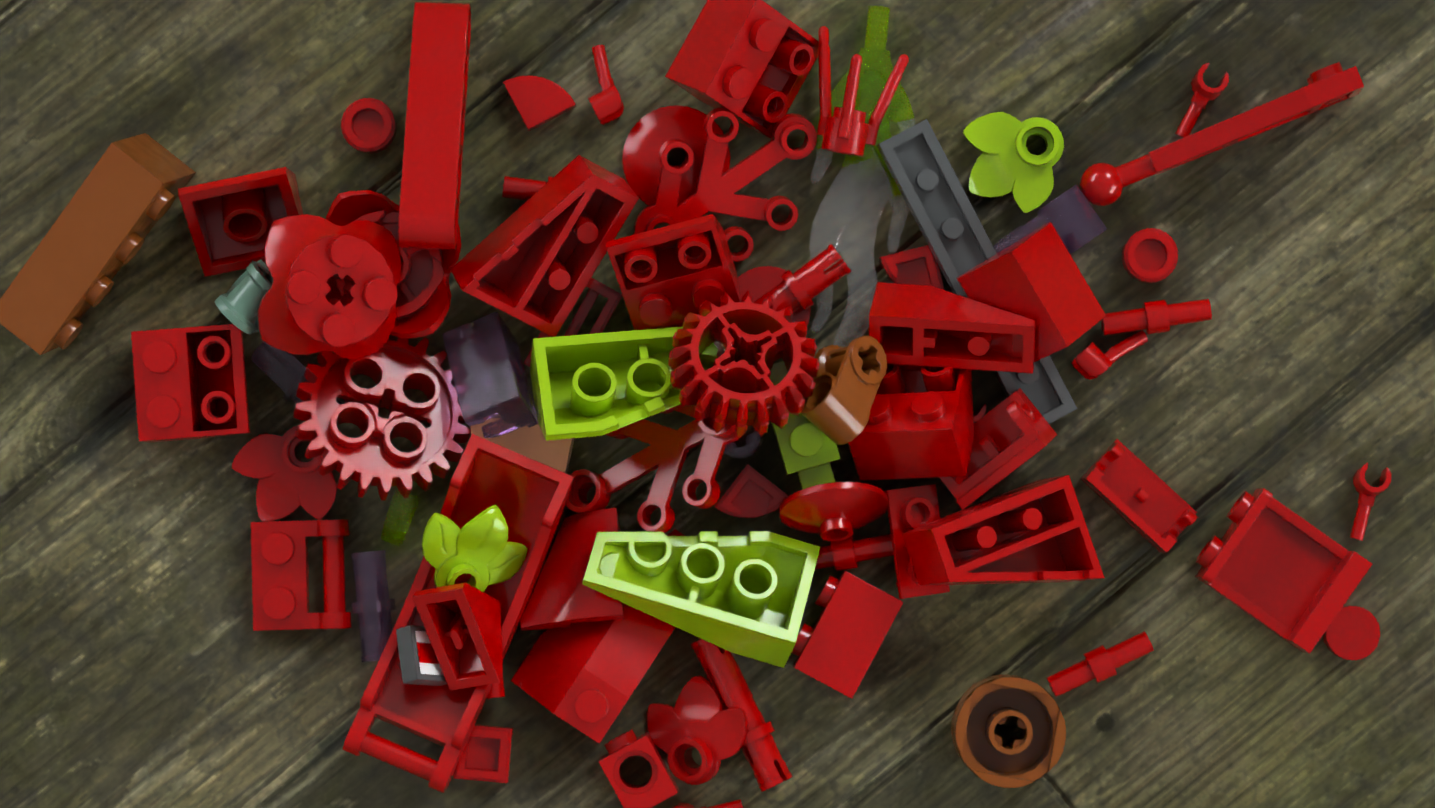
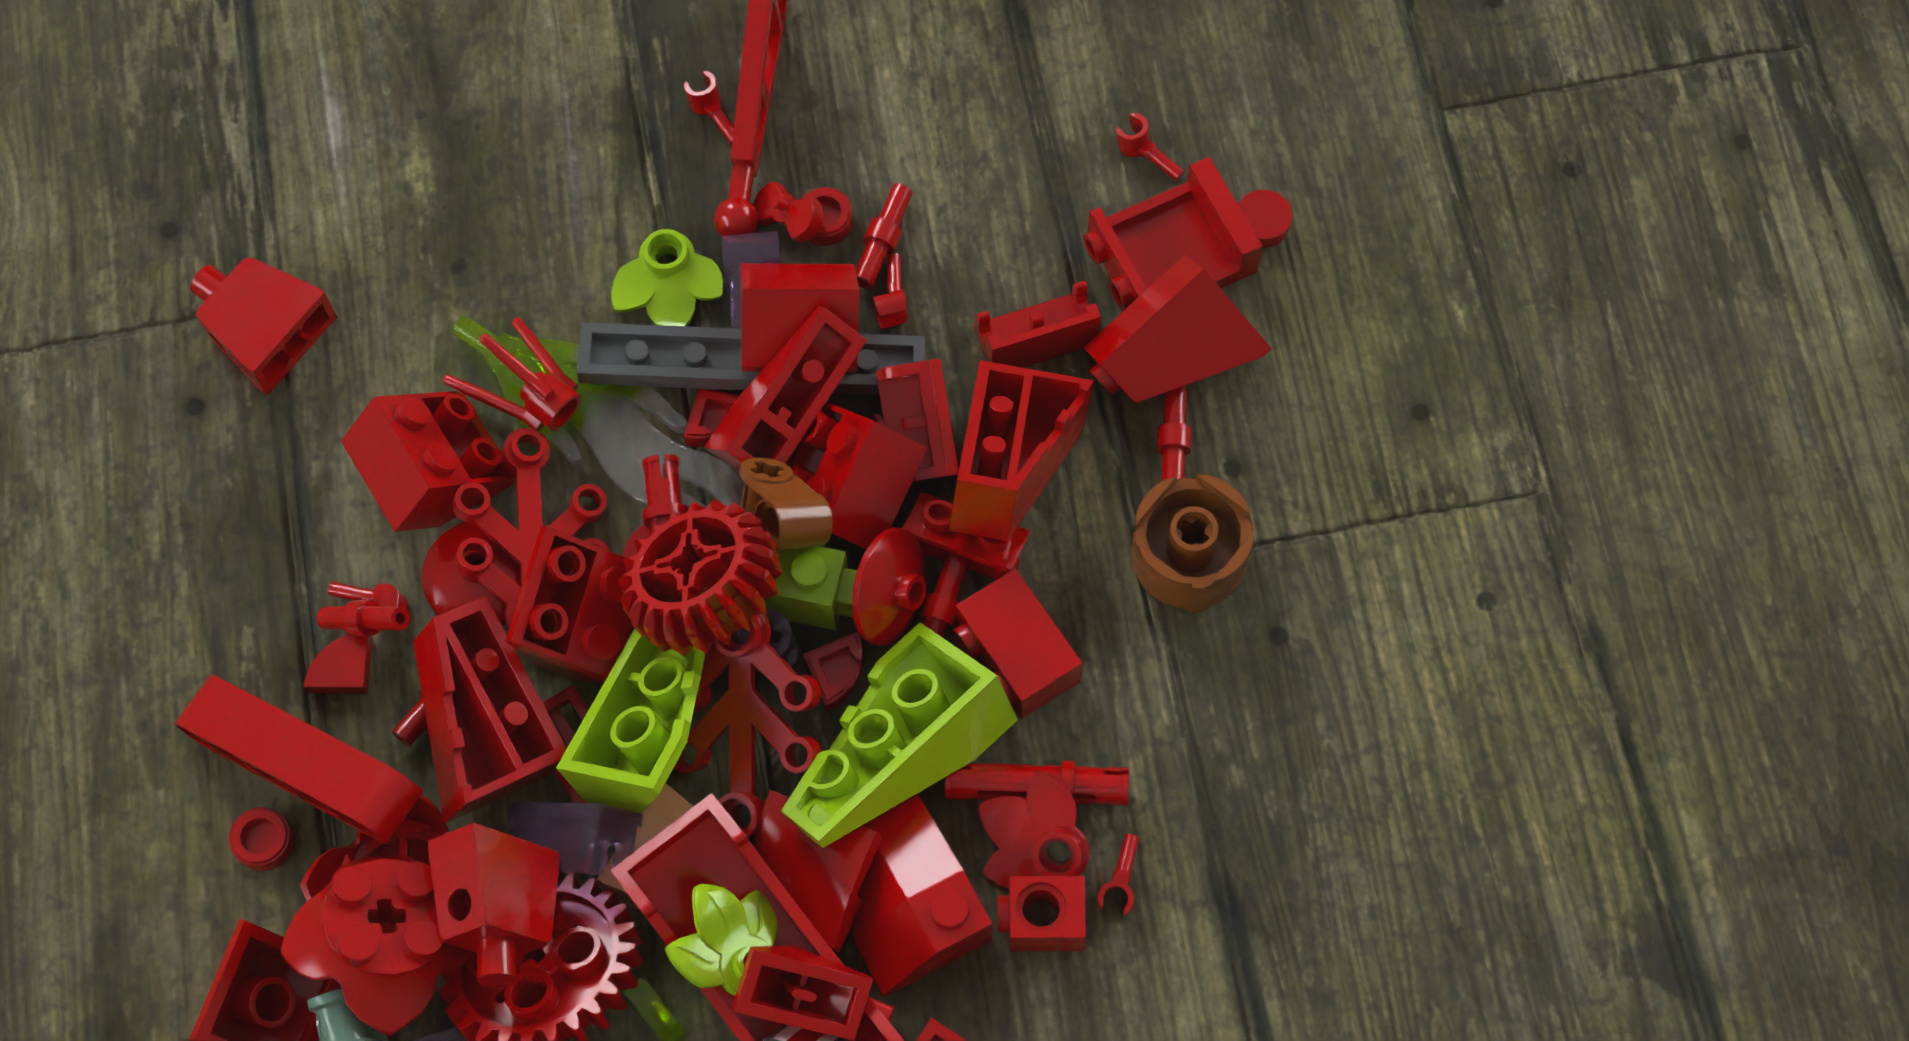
camera: 60 degrees left, 20 degrees down
(400, 360) = (493, 896): none -> red torso
(579, 98) = (363, 618): none -> red bar
(1130, 243) = (800, 216): none -> red piece
(1184, 621) = (1173, 336): none -> red slope

